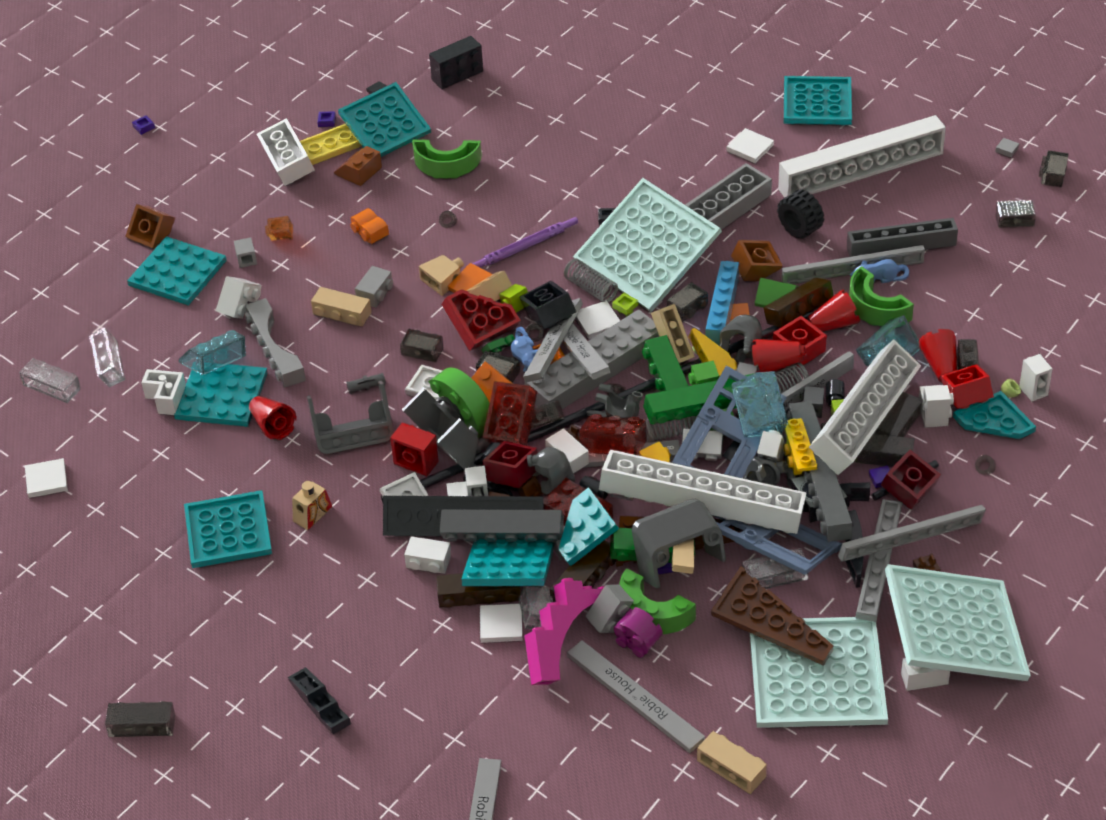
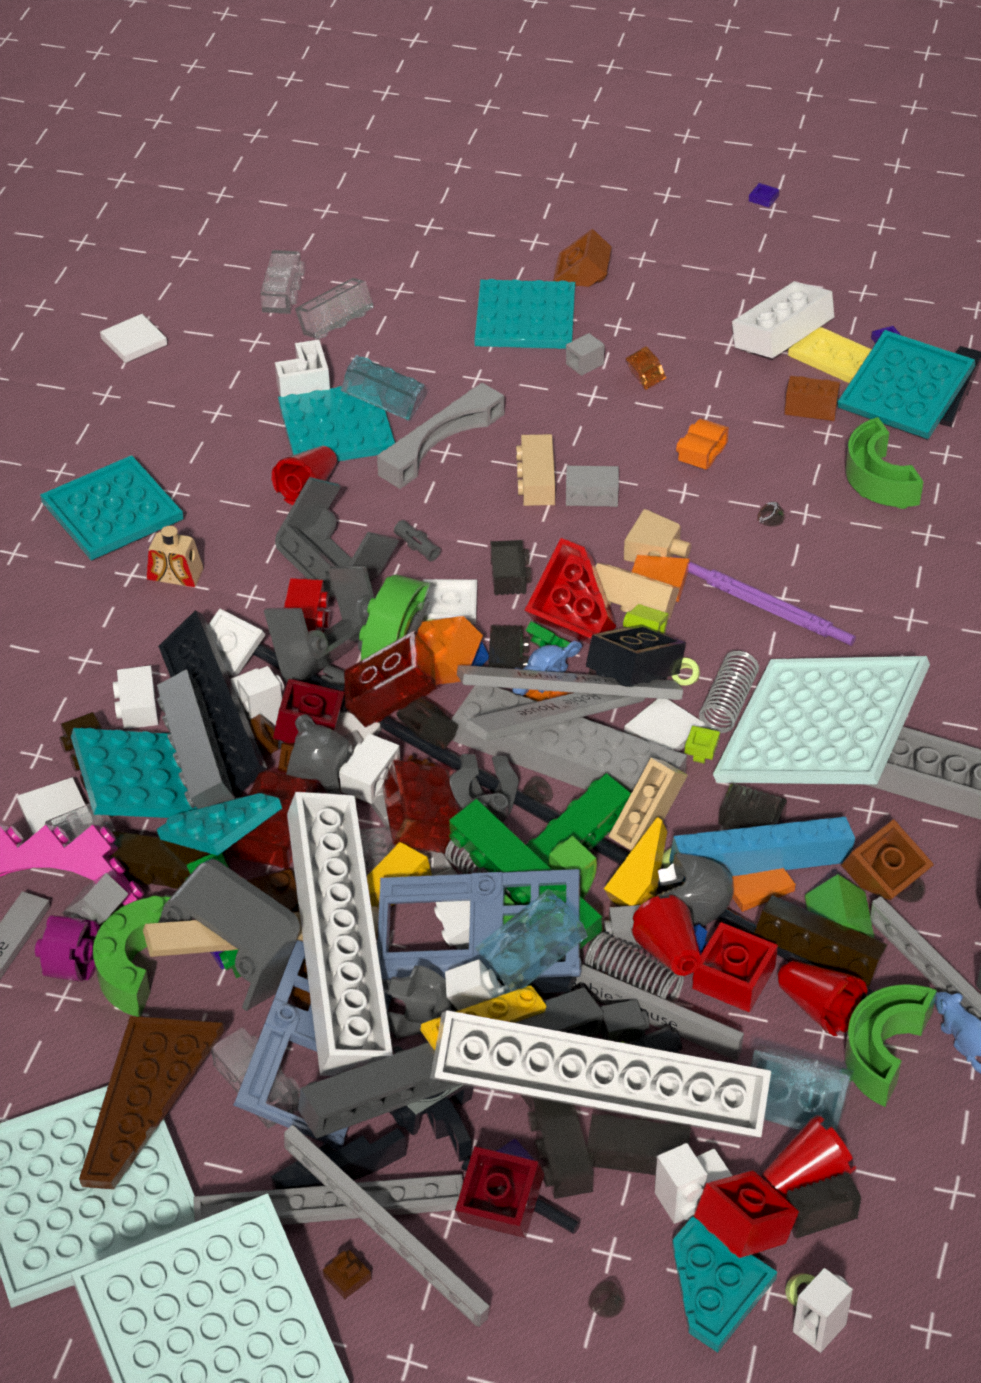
camera: 65 degrees right, 0 degrees up
(235, 295) = (498, 367): white brick -> none

